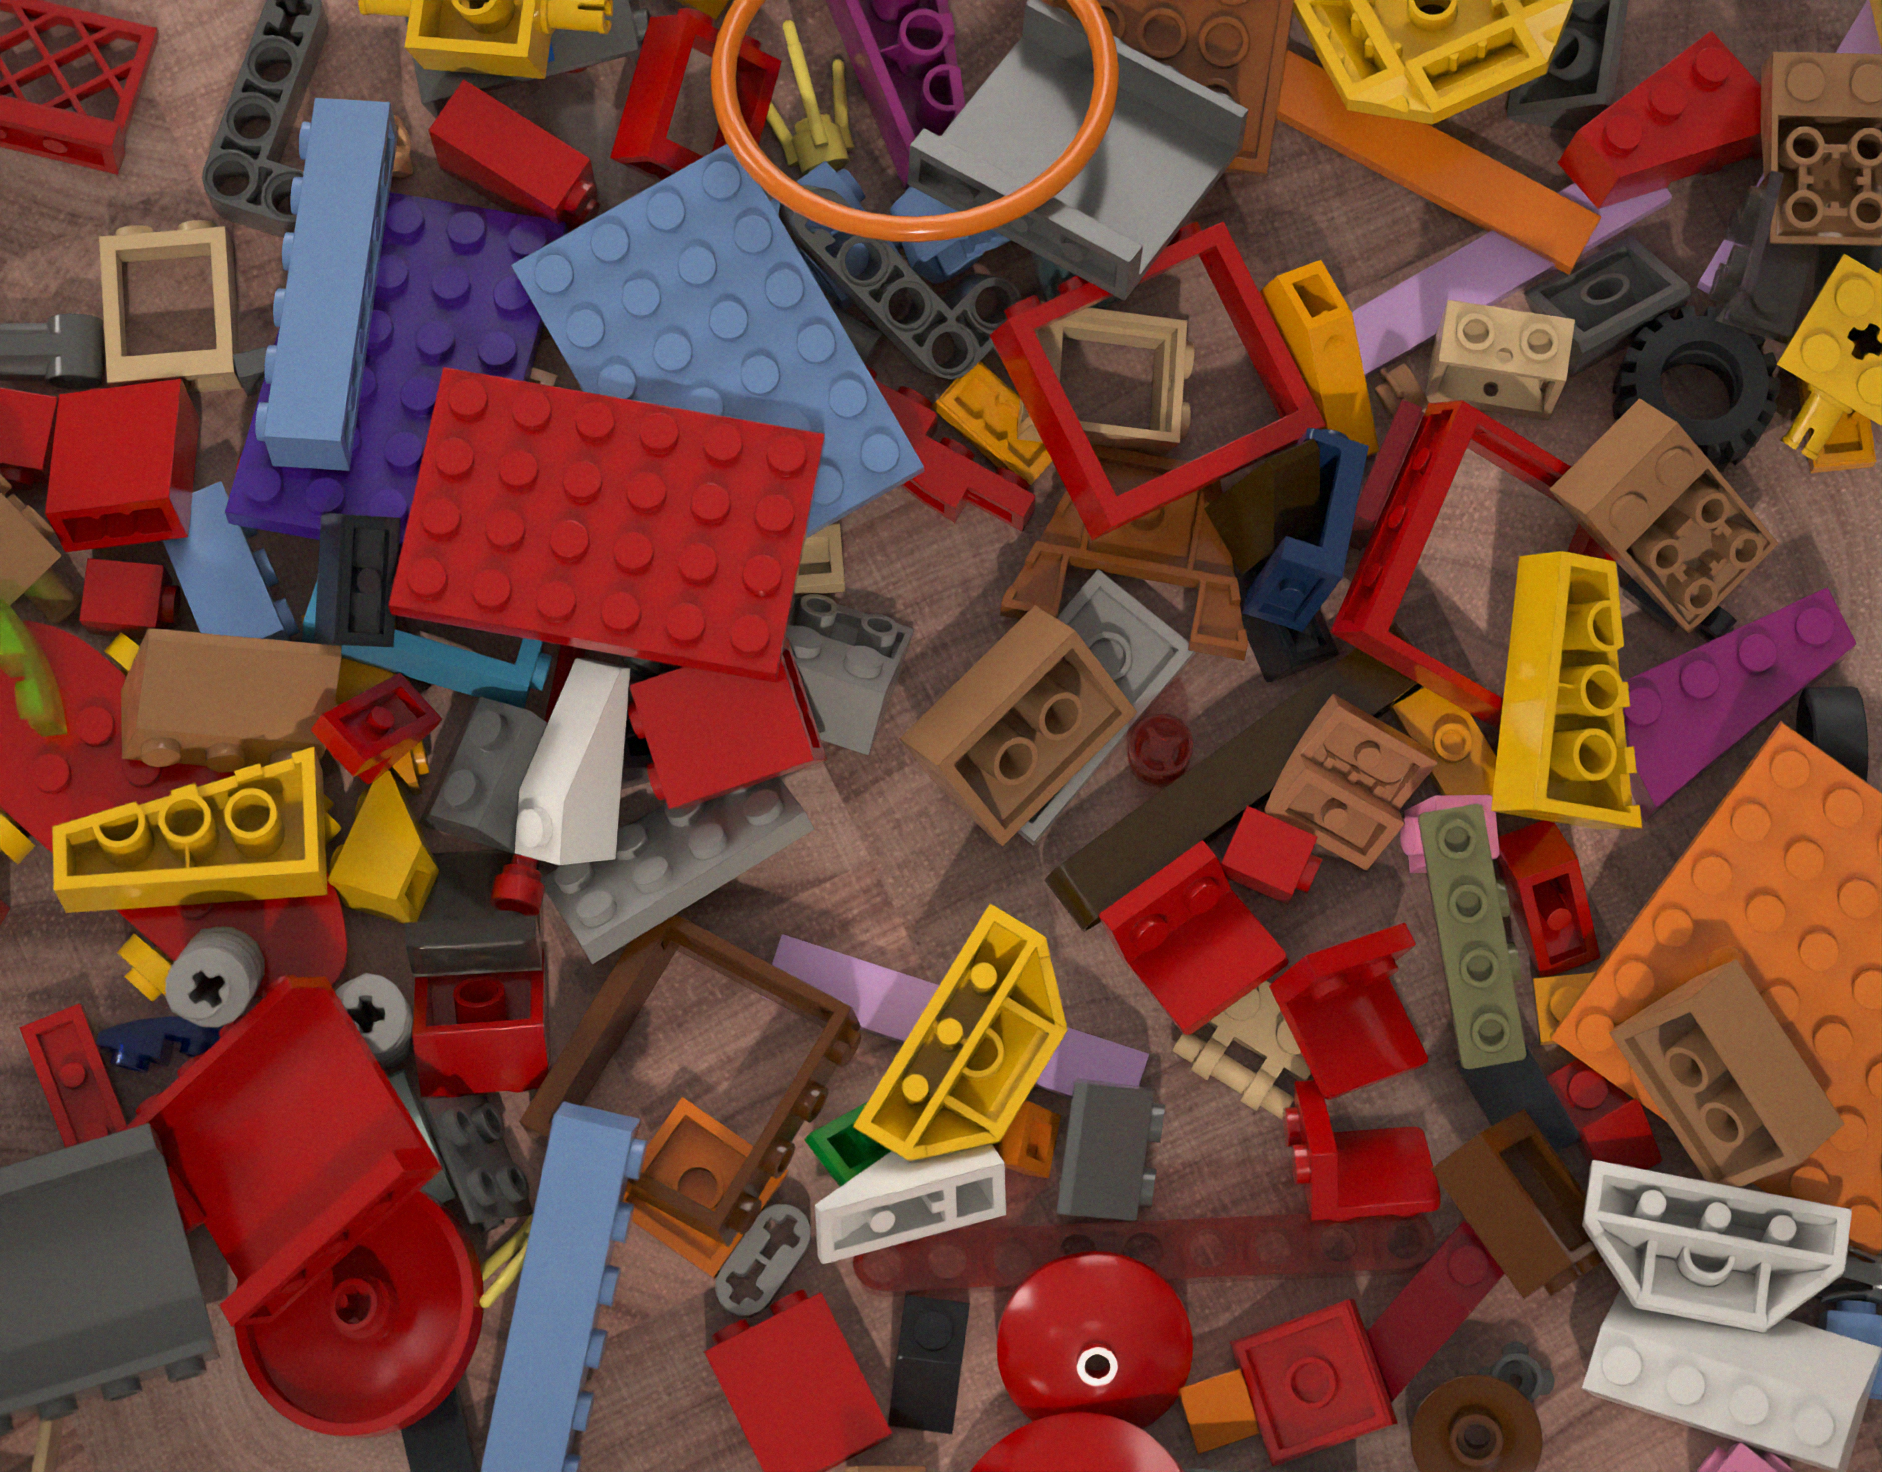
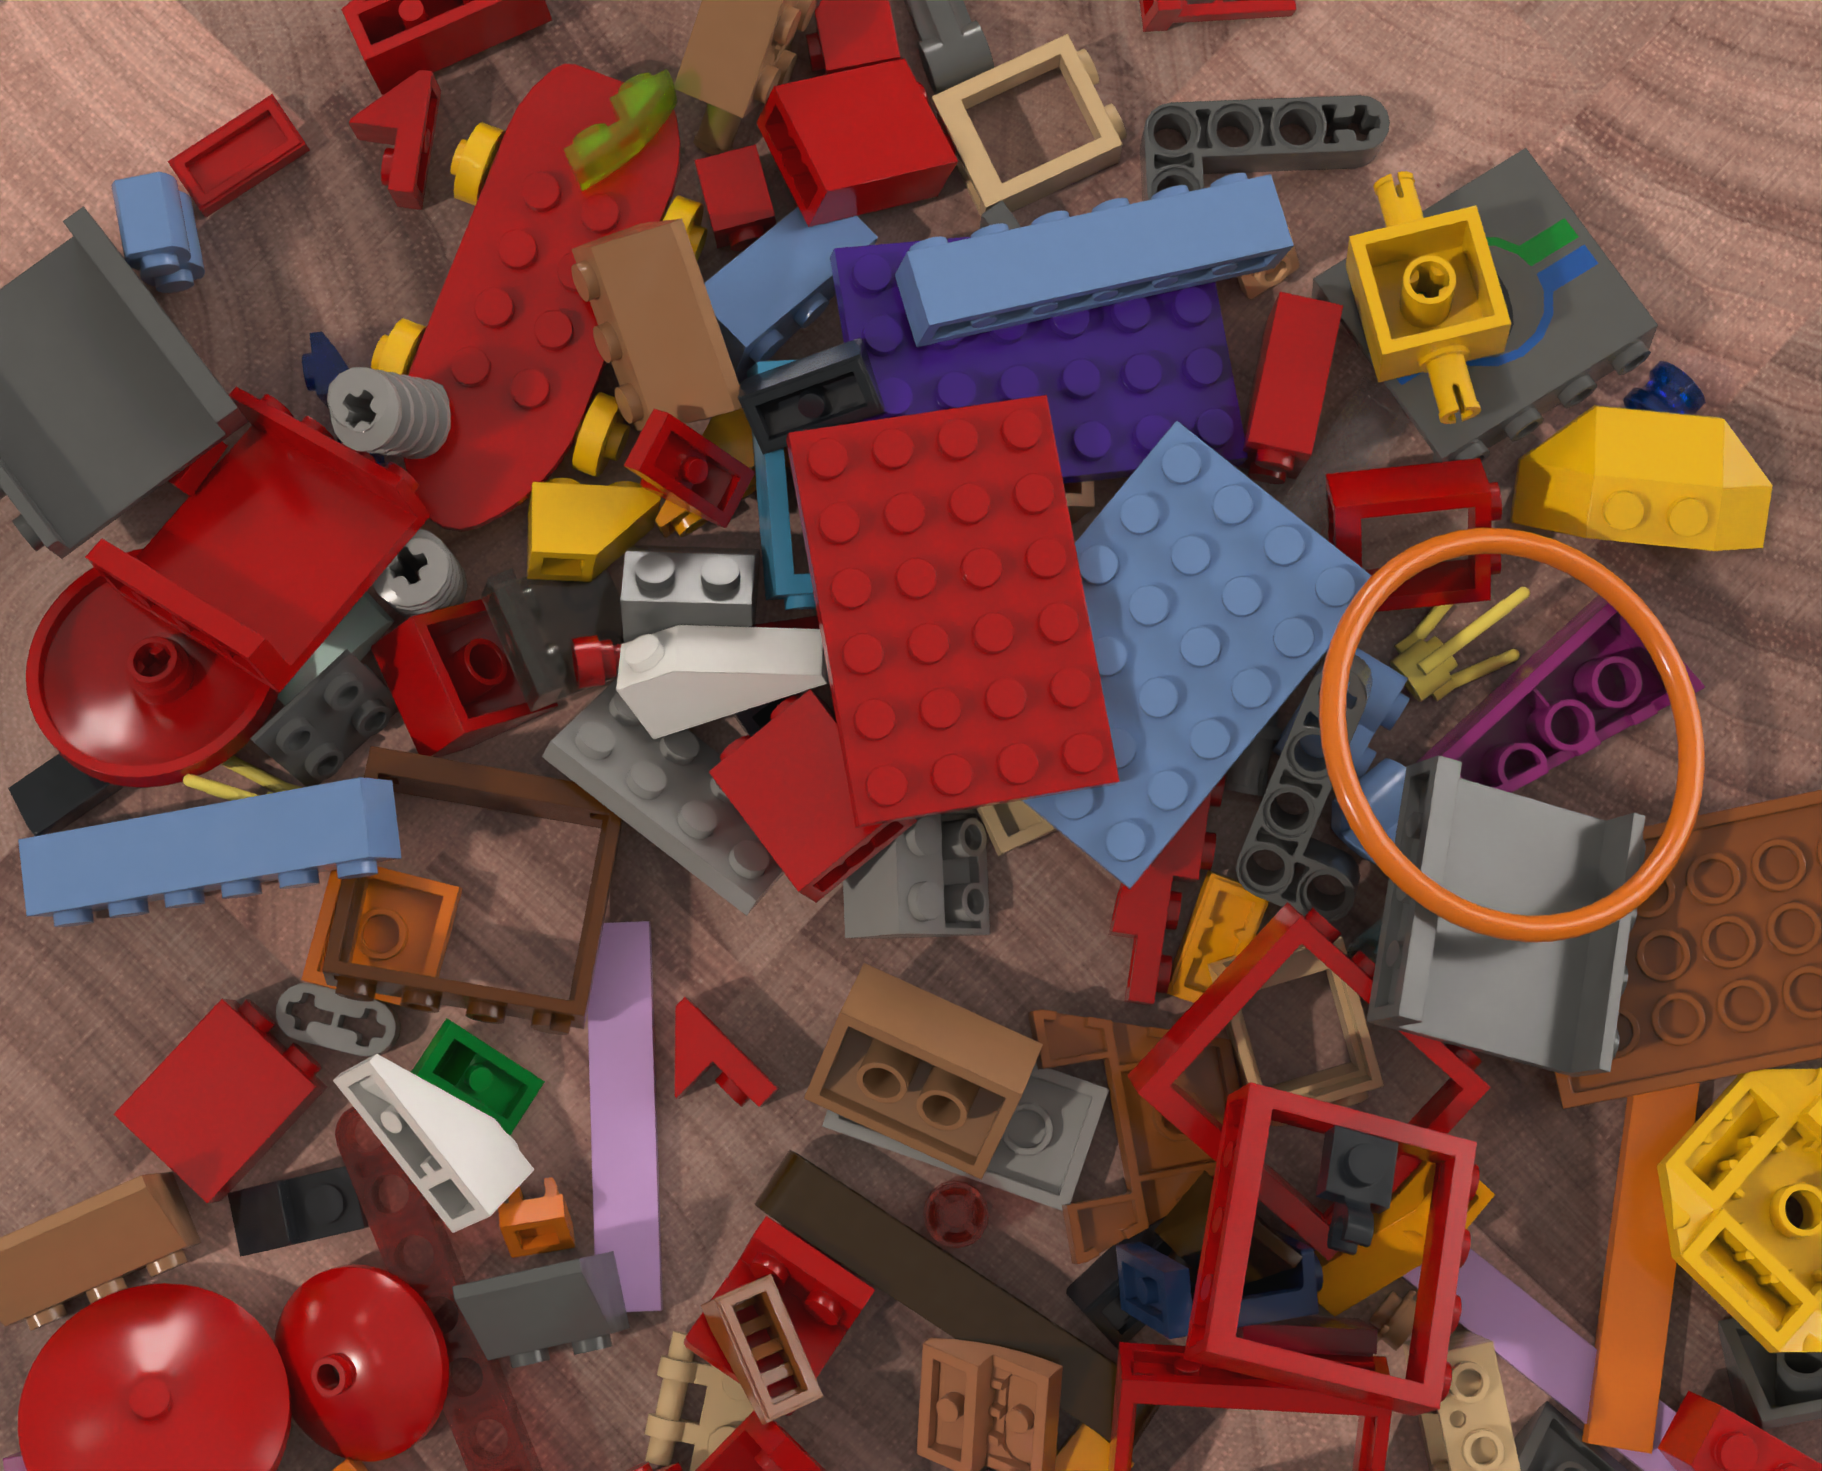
camera: 70 degrees right, 5 degrees up
(74, 1076) = (275, 332): red plate -> none
(201, 844) = (522, 369): yellow wedge -> none
(916, 922) = (701, 1045): none -> red slope
(972, 1046) = (589, 1144): yellow wedge -> none
(1203, 983) = (784, 1340): none -> dark orange slope
(1260, 352) = (1359, 1178): none -> black plate
(1268, 482) = (1229, 1235): none -> red window
(1271, 856) = (888, 1360): red brick -> none

